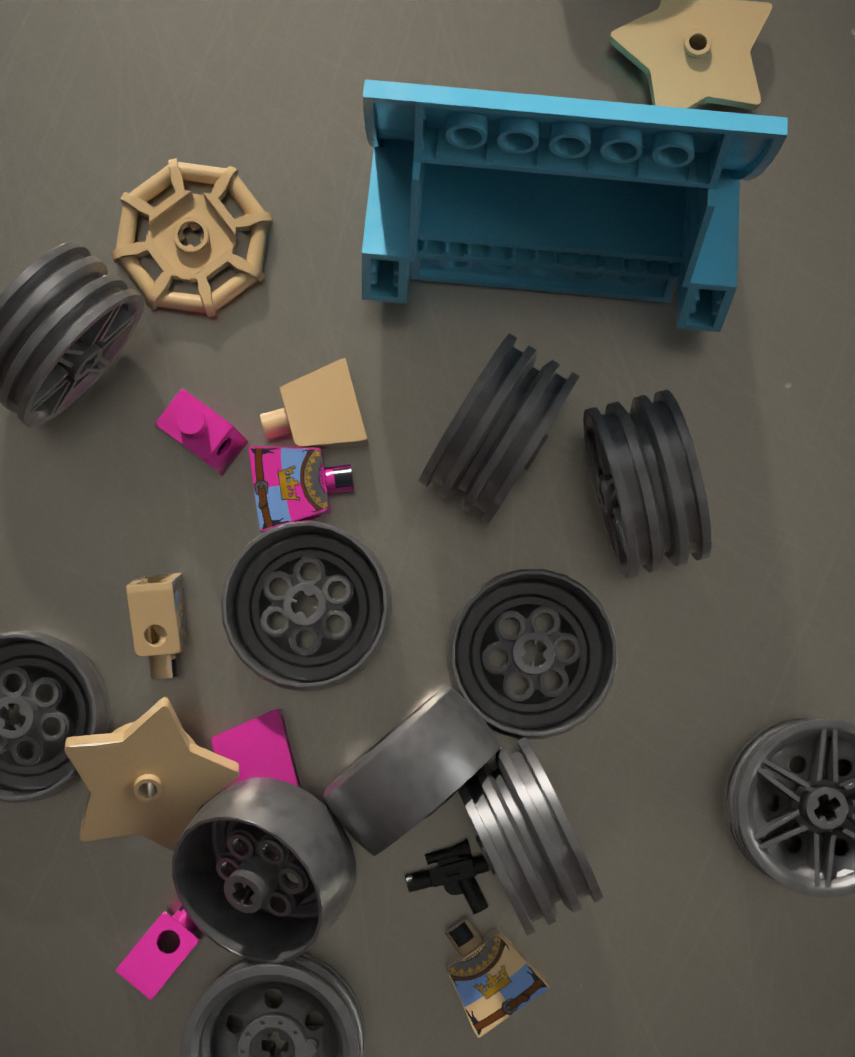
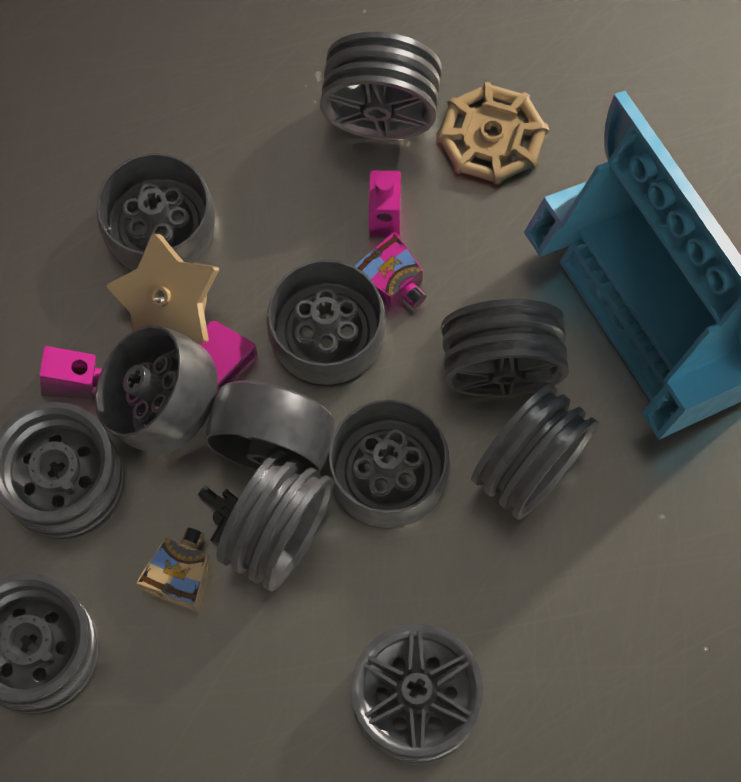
camera: 60 degrees right, 15 degrees down
(161, 603) = (261, 250): tan torso -> none
(319, 411) = (445, 260): tan torso -> none

